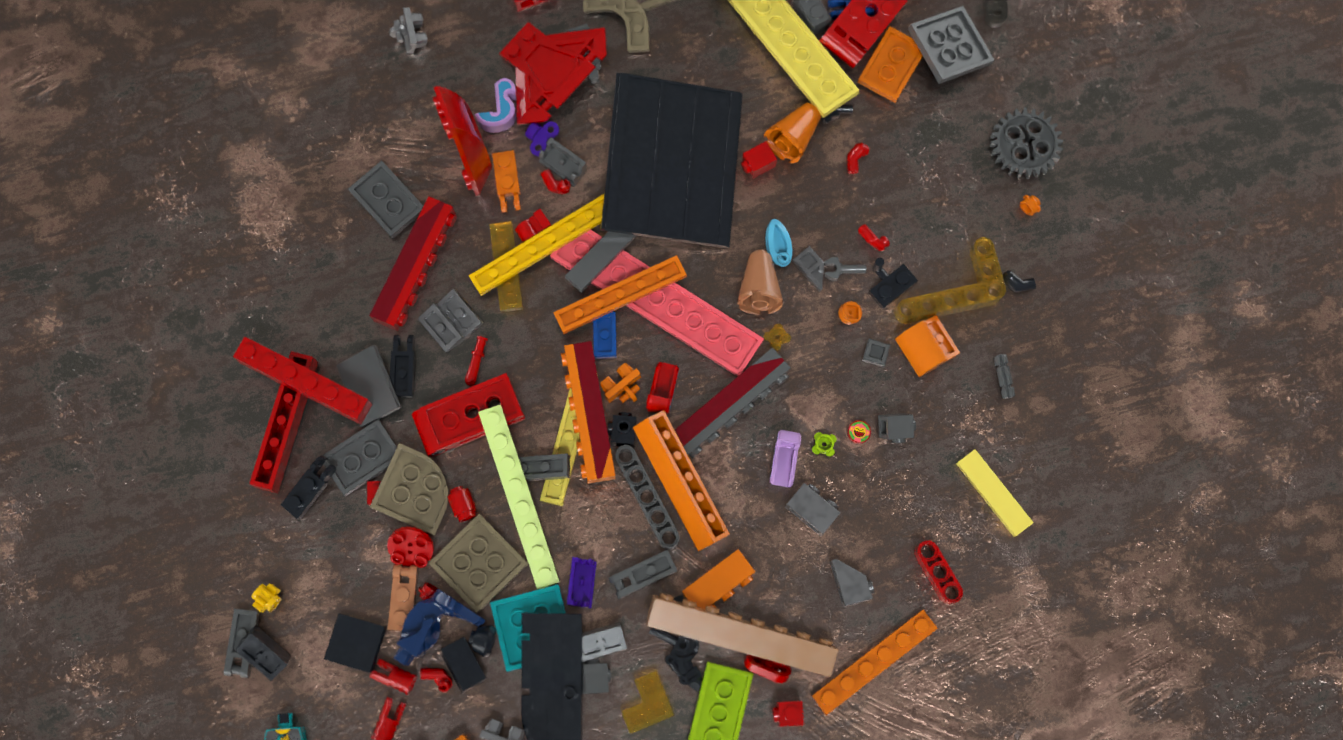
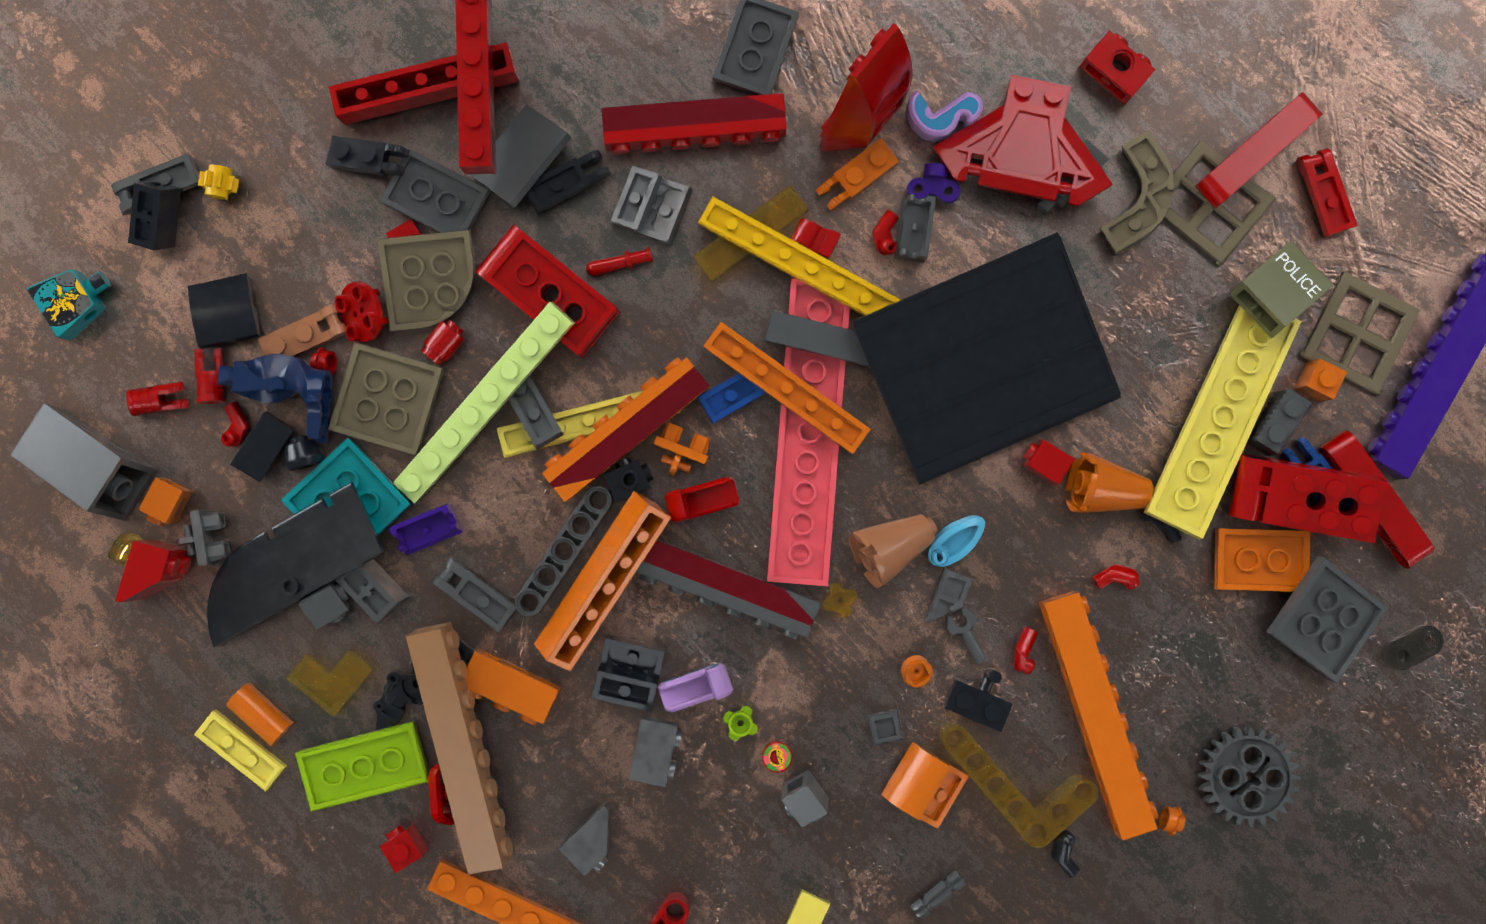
camera: 60 degrees right, 10 degrees up
(751, 500) = (628, 672): none -> black slope
(938, 214) = (1098, 715): none -> orange brick

